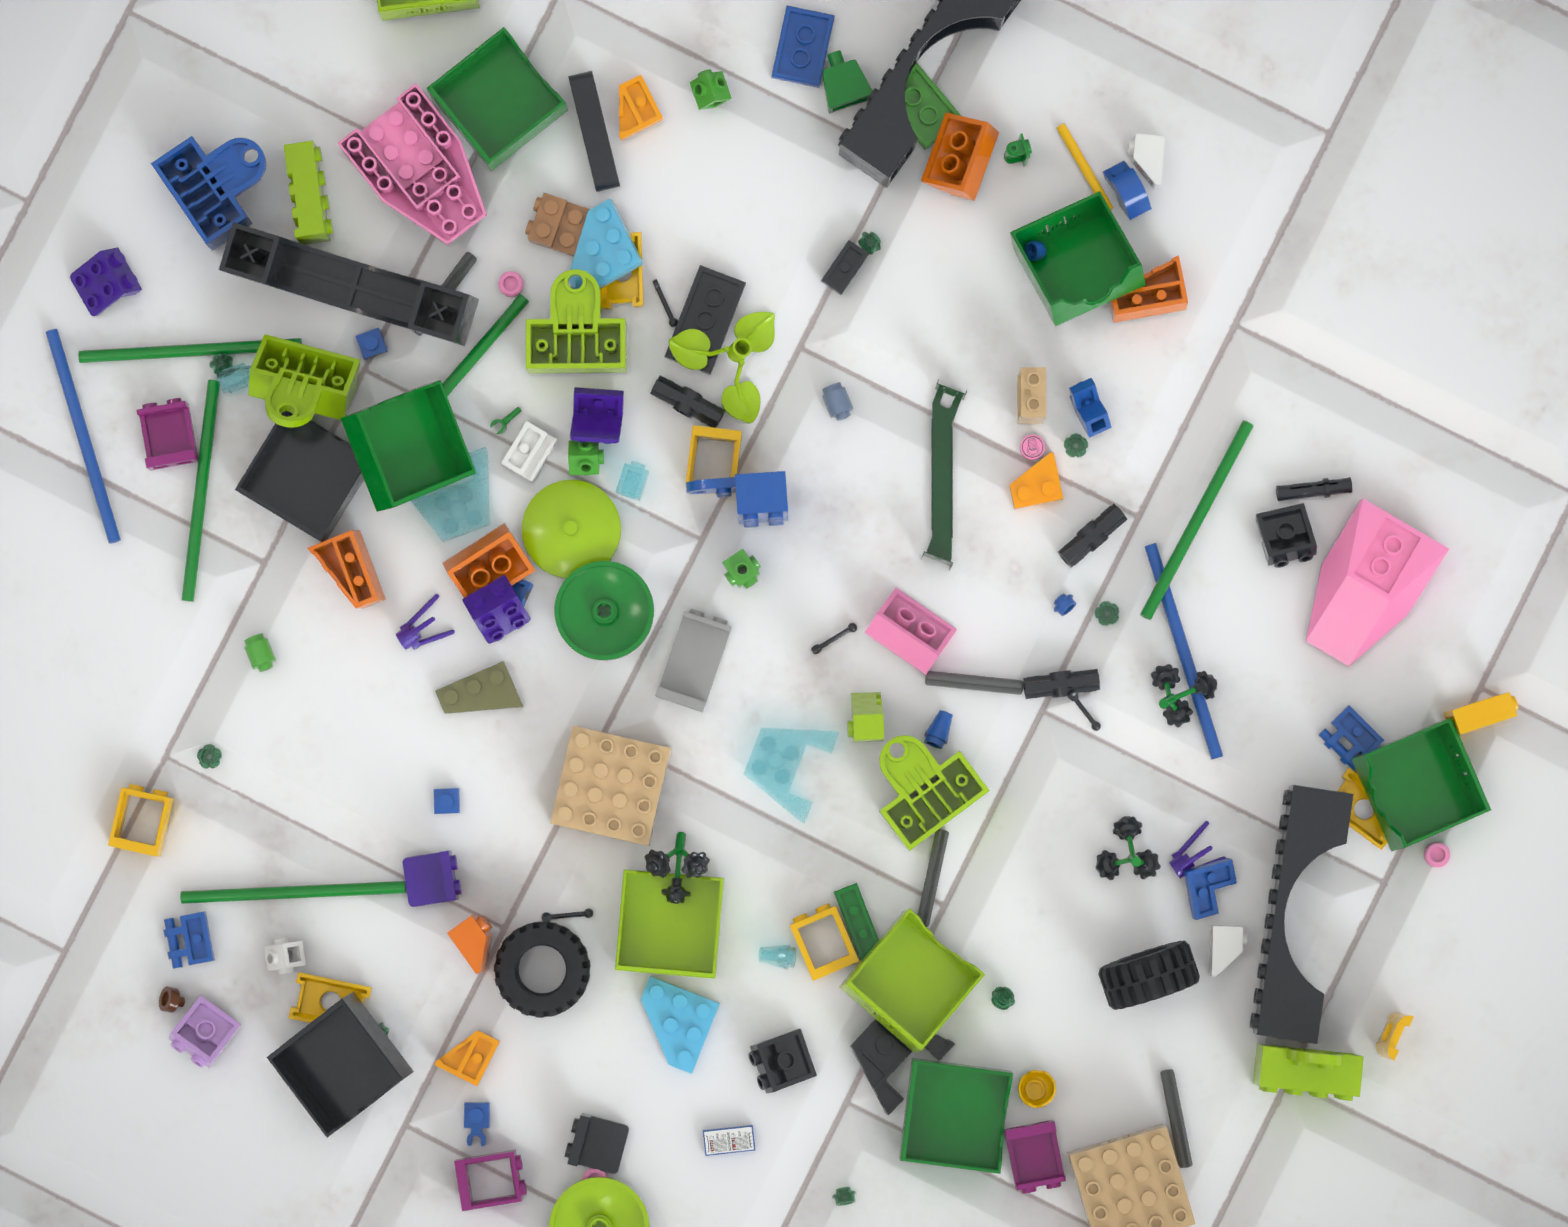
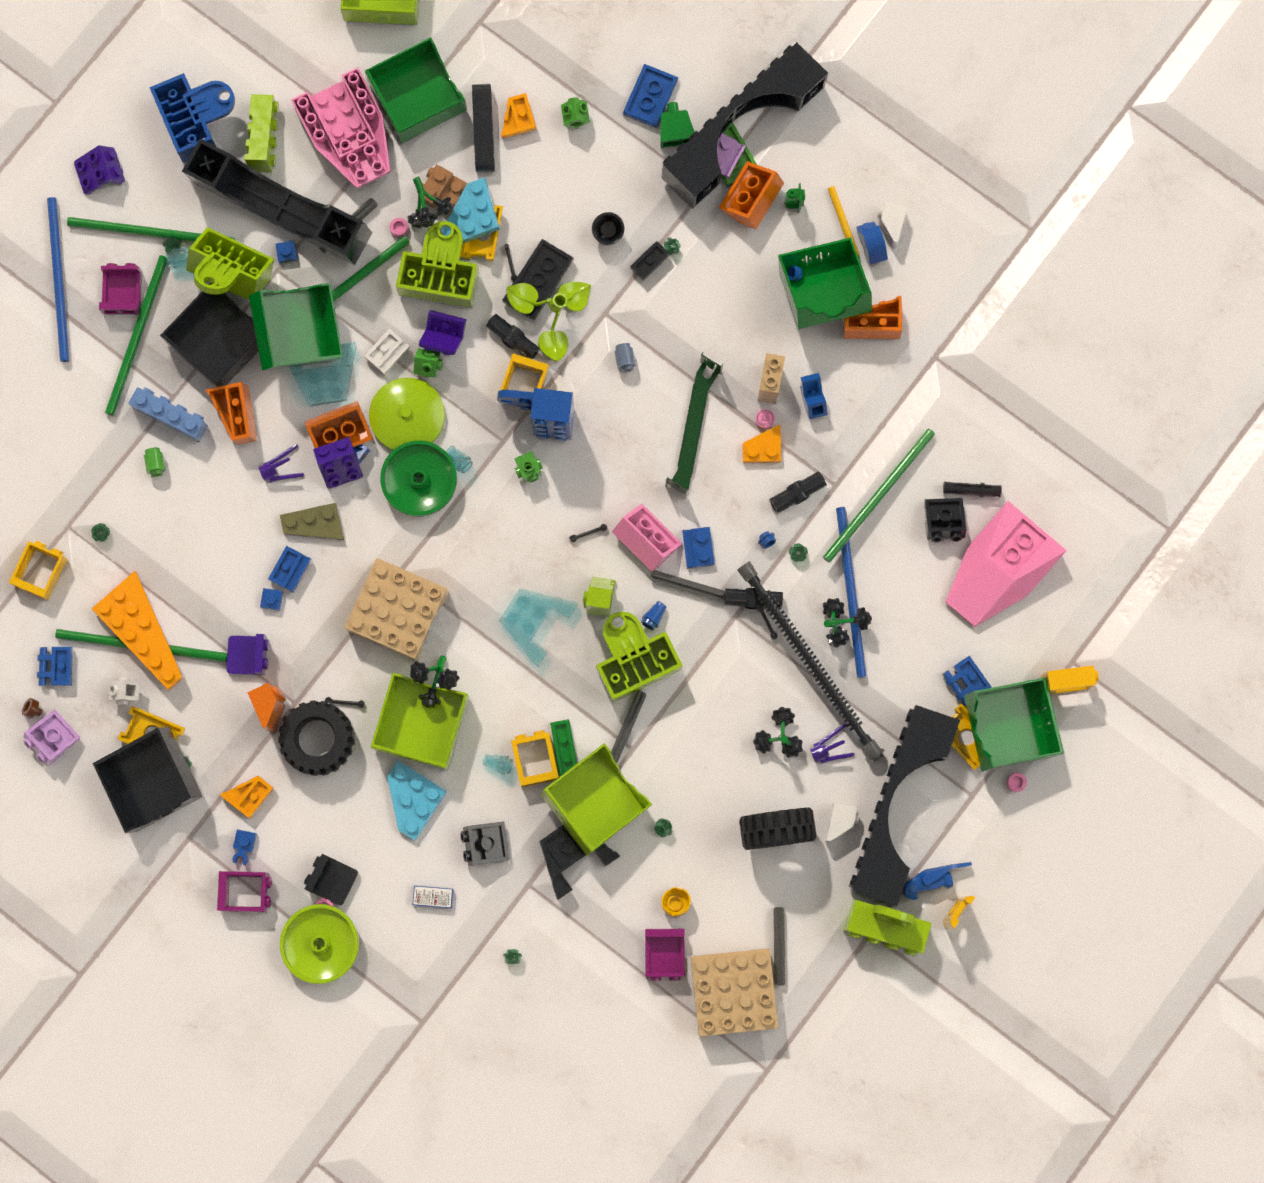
camera: 10 degrees right, 5 degrees down
(264, 587) = (168, 414): none -> medium blue brick
(278, 864) = (136, 625): none -> light orange wing
(462, 758) = (289, 569): none -> blue plate
(505, 420) = (374, 326): green hand -> none
(540, 268) = (422, 216): none -> black plant
(632, 480) = (459, 387): clear light blue brick -> none
(652, 575) = (461, 461): none -> clear light blue cone
(694, 660) = (479, 529): light grey panel -> none
(783, 237) = (608, 228): none -> black helmet
(920, 107) = (728, 154): none -> lavender plate
(955, 1115) = (609, 909): green piece -> none
(978, 630) = (698, 547): none -> blue plate
(1075, 439) = (803, 423): clear green plate -> none
(1202, 884) = (833, 768): blue plate -> none
(1243, 843) = (869, 745): none -> black hose
(1353, 998) = (931, 879): none -> blue animal

